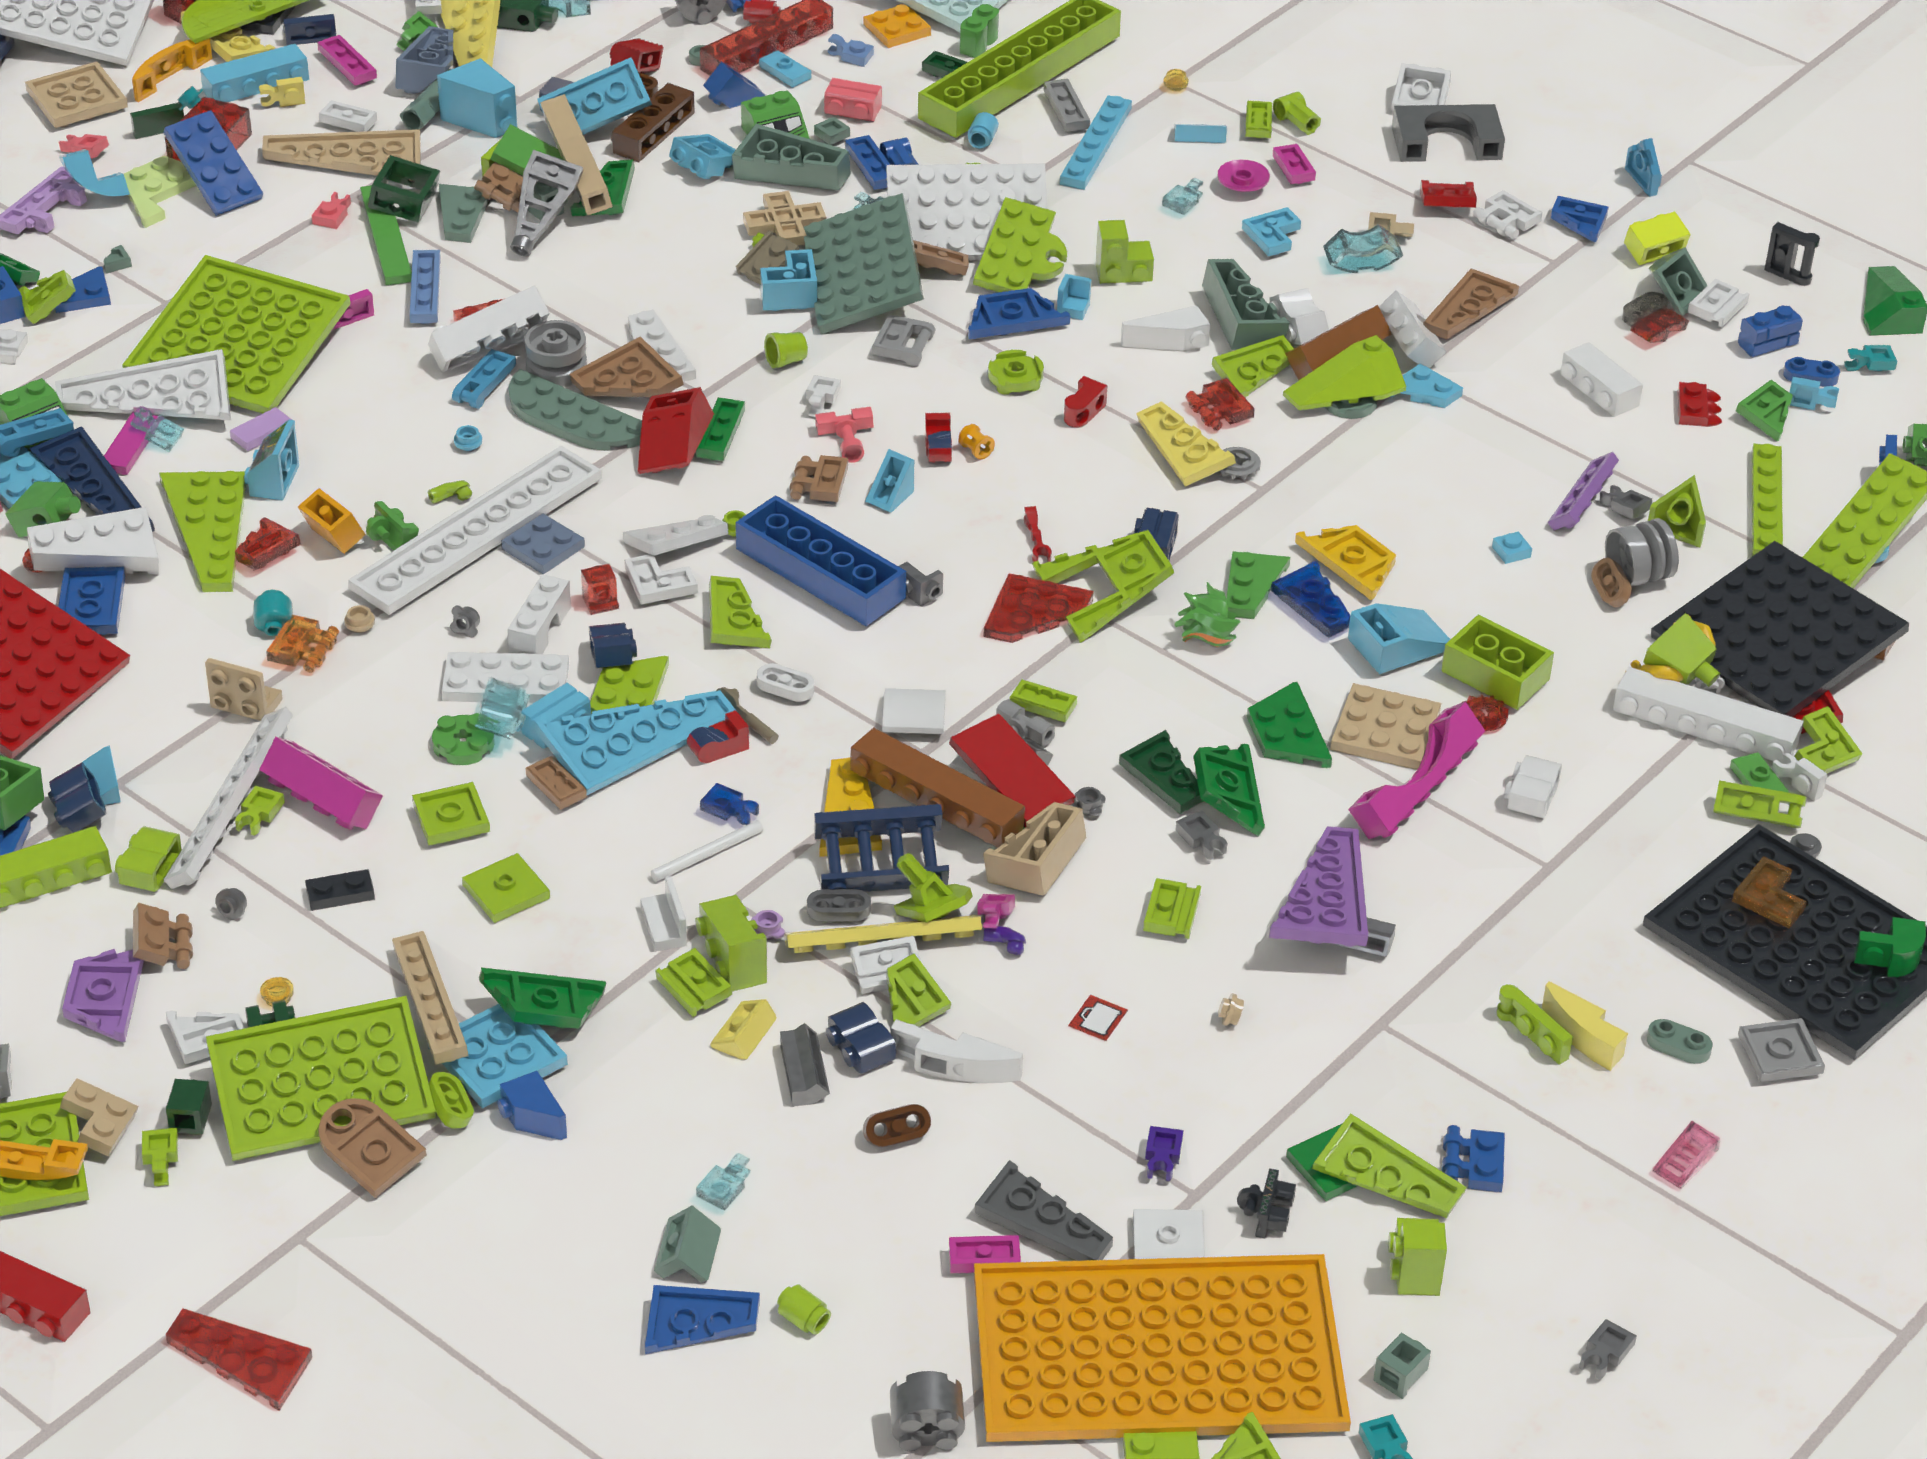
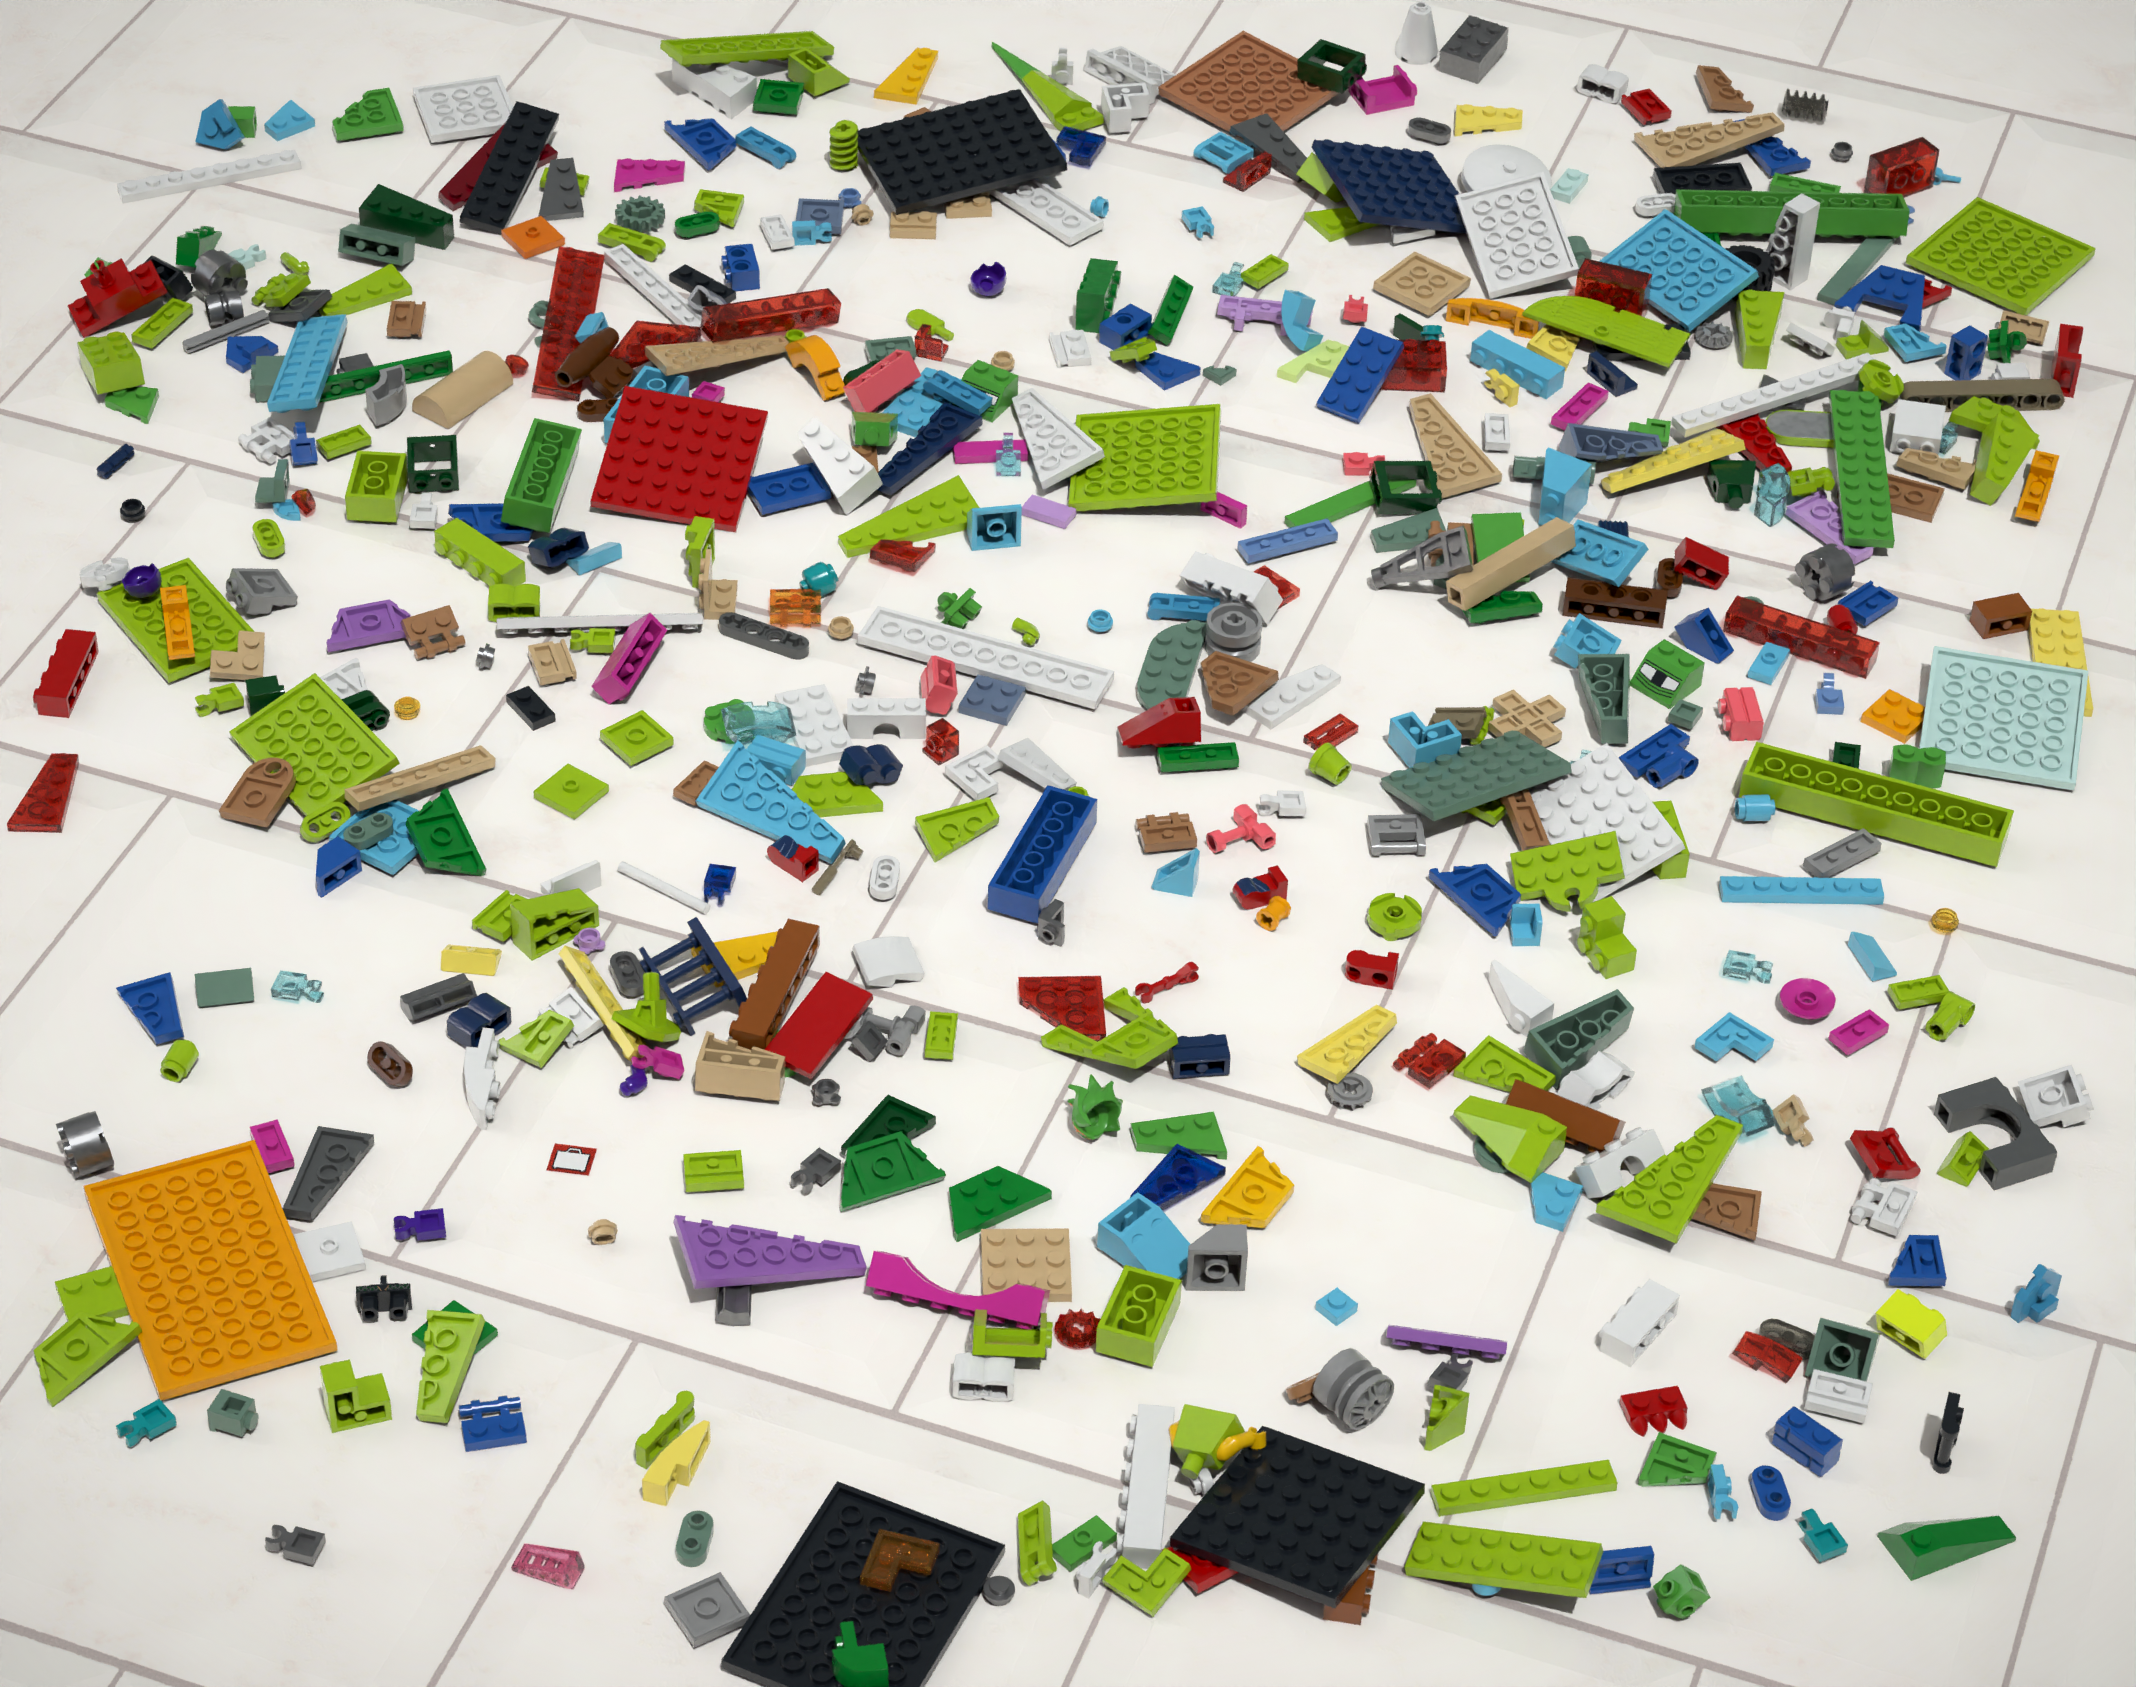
camera: 70 degrees right, 0 degrees up
(174, 682) = (700, 537): none -> lime plate
(275, 852) = (551, 662): none -> tan plate
(331, 520) = (939, 574): light orange brick -> none
(361, 662) = (790, 645): none -> dark grey beam
(499, 1058) = (369, 831): none -> sand green plate
(512, 565) = (939, 684): none -> coral brick
(721, 345) = (1334, 735): none -> clear red tile
(1447, 587) = (1218, 1259): none -> light grey slope
(1458, 311) = (1674, 1185): none -> lime wing
(1463, 162) = (1963, 1160): none -> lime slope
(1500, 749) = (1010, 1341): none -> lime panel

